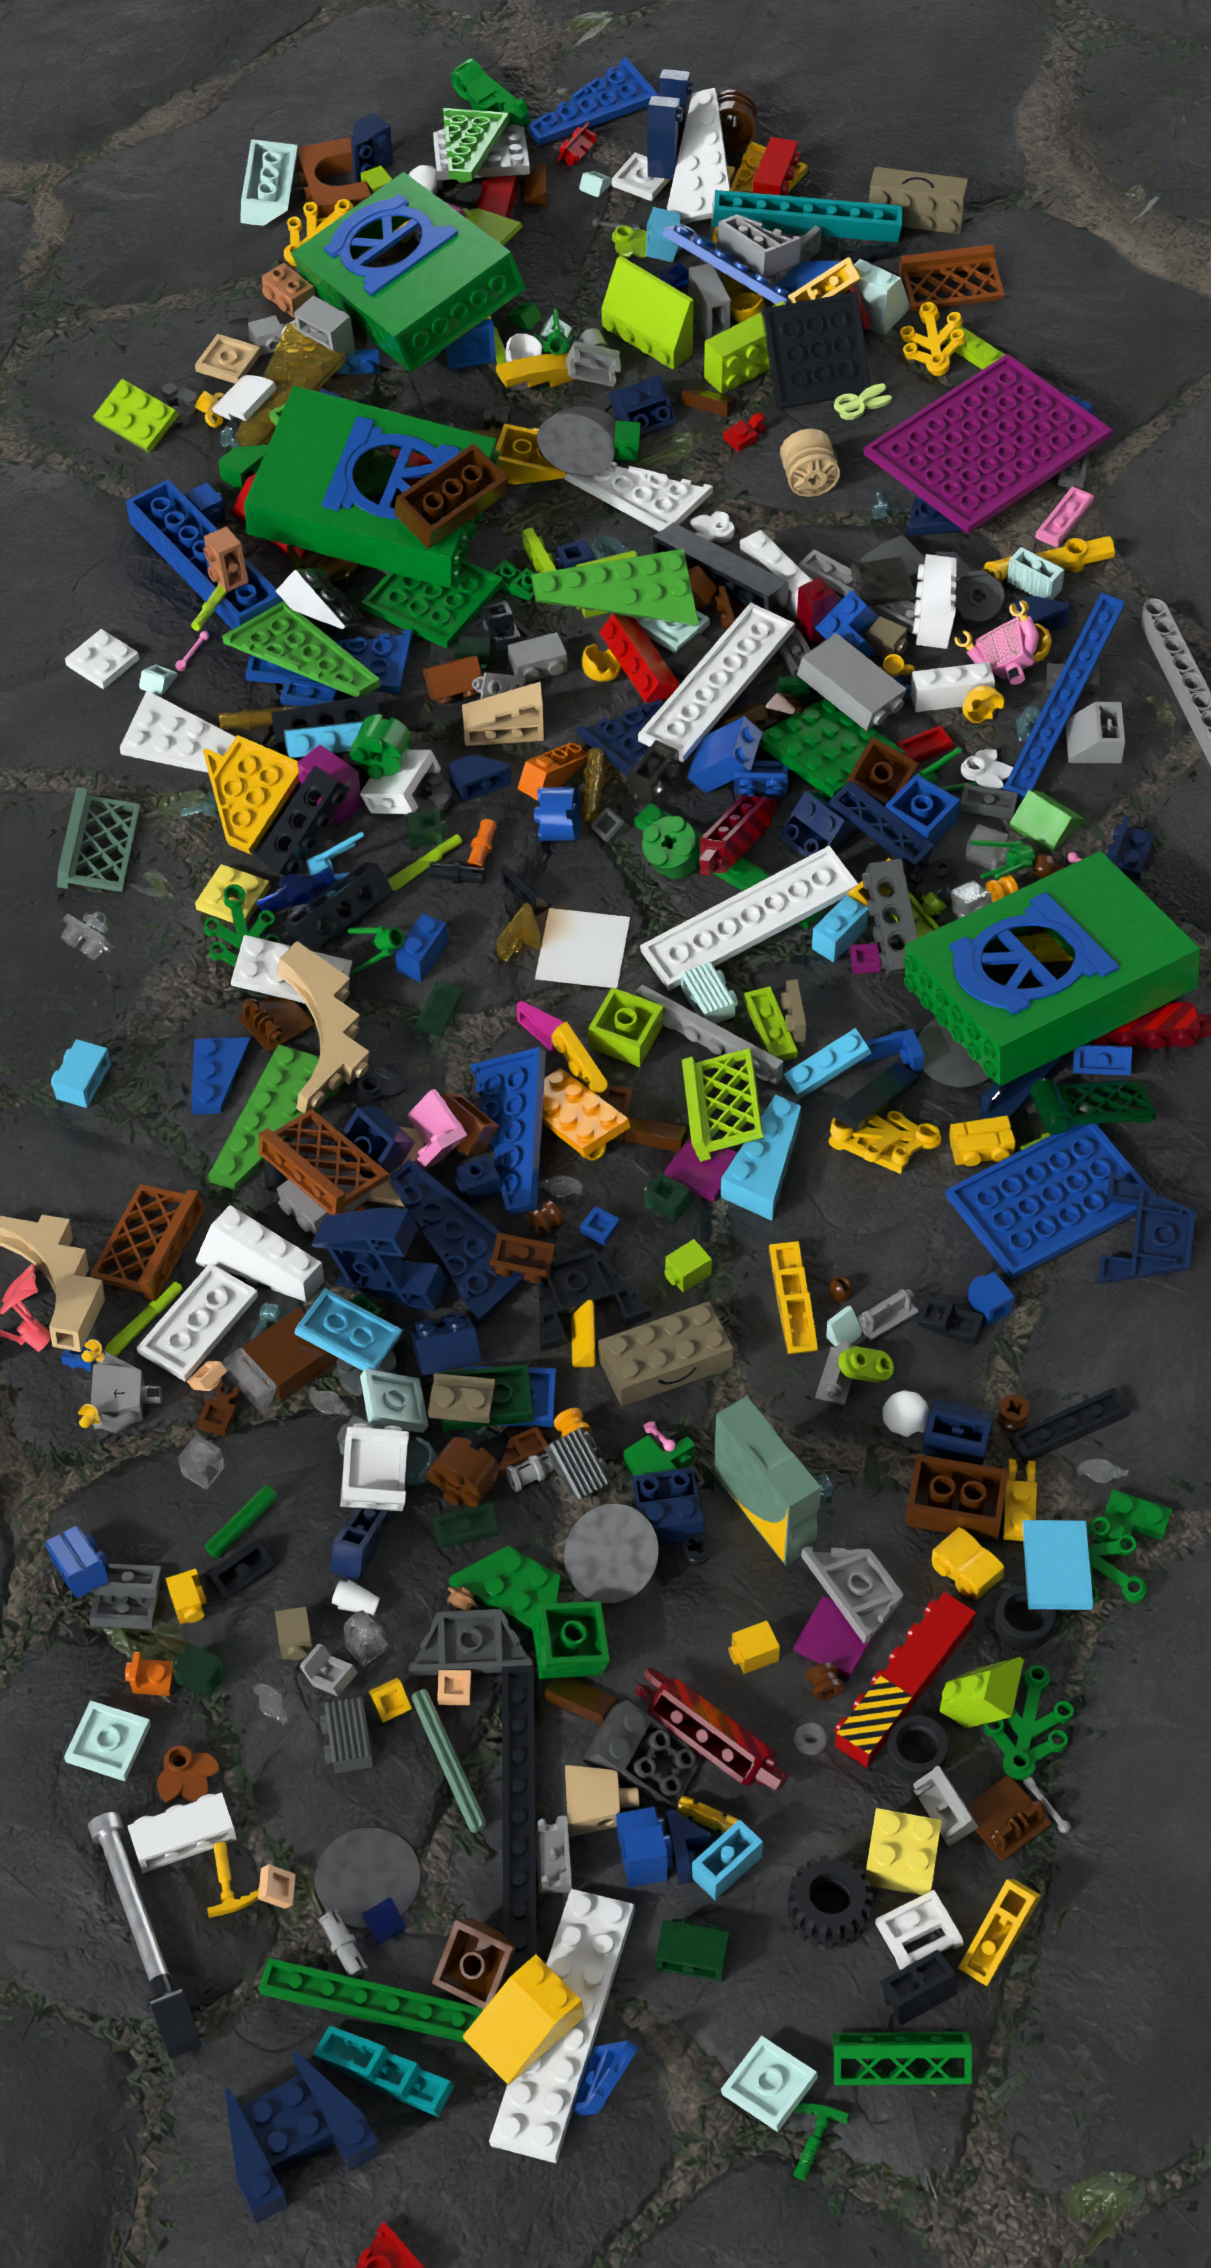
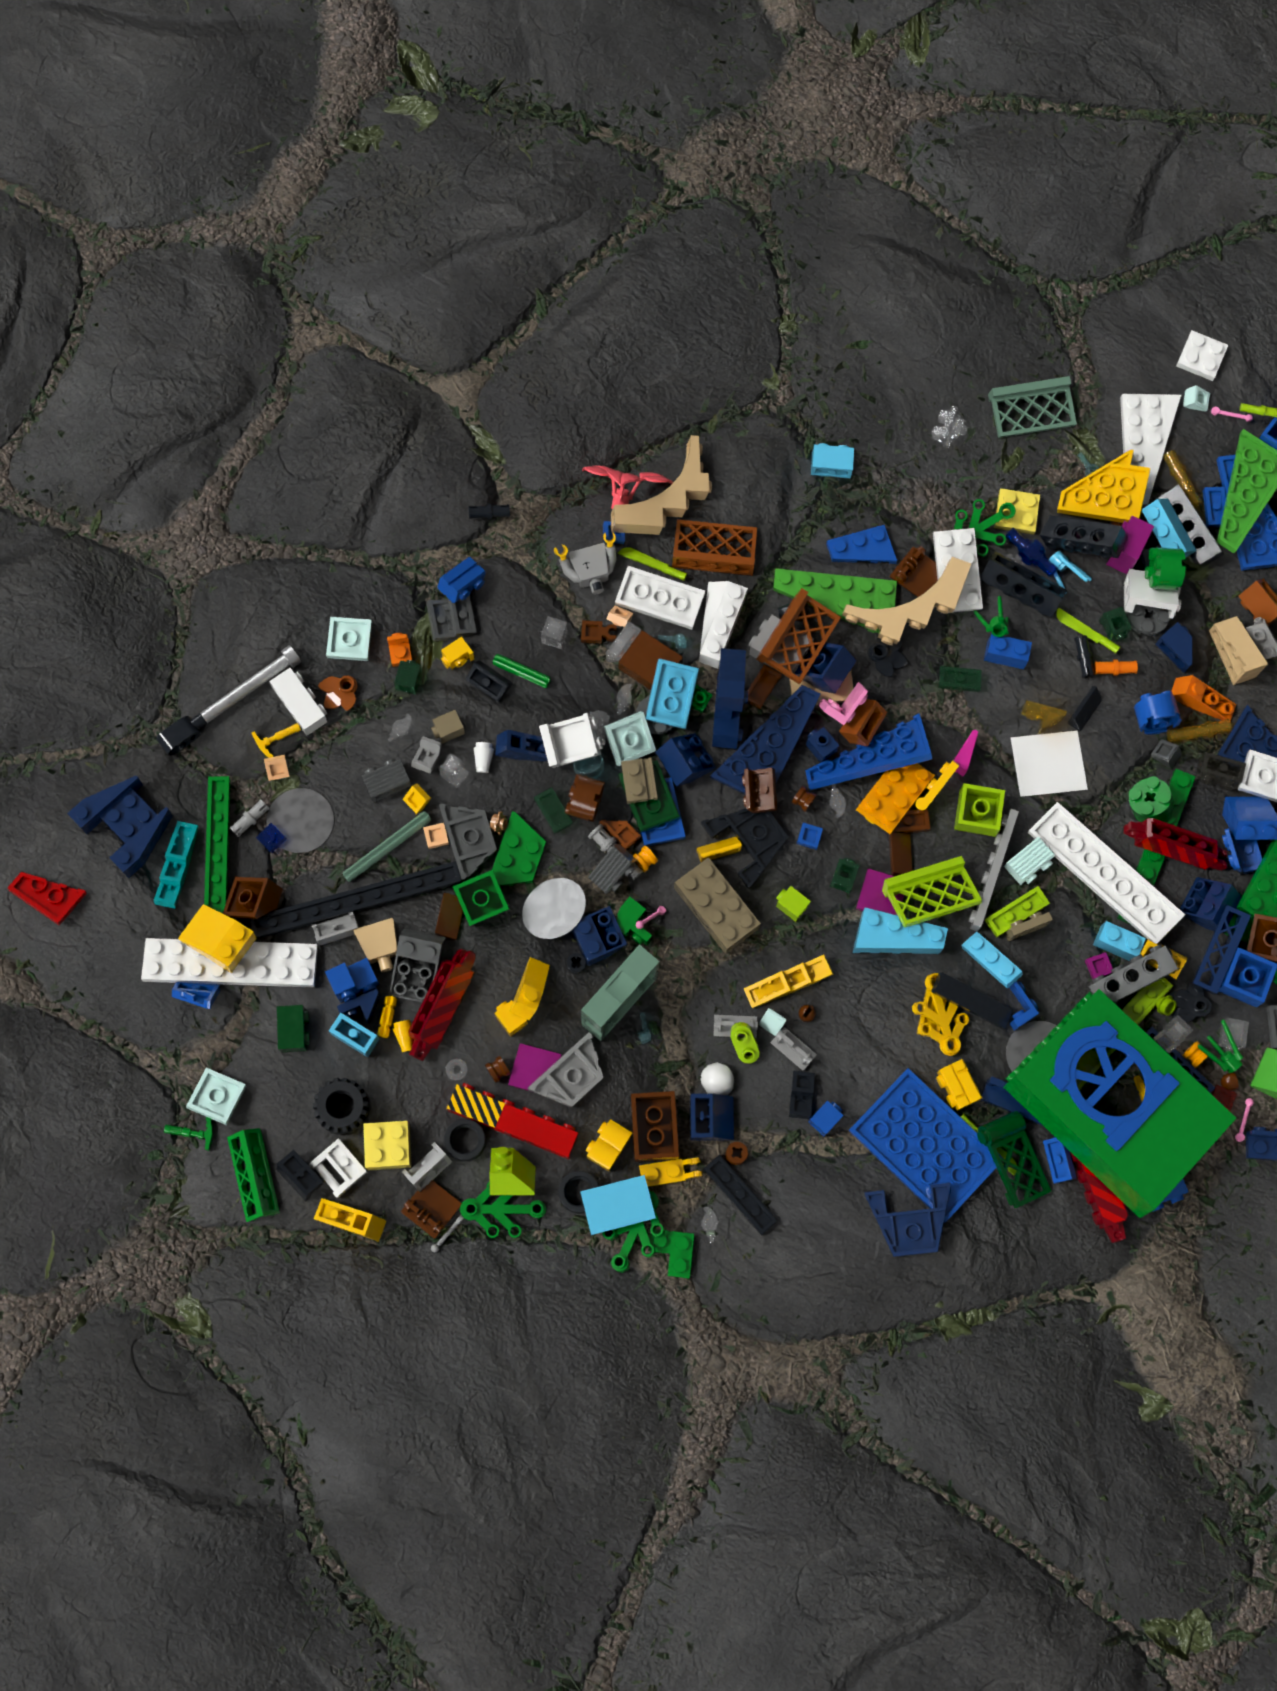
camera: 70 degrees right, 20 degrees up
(725, 1604) = (530, 989): none -> yellow slope
(740, 1796) = (401, 1032): none -> yellow cone

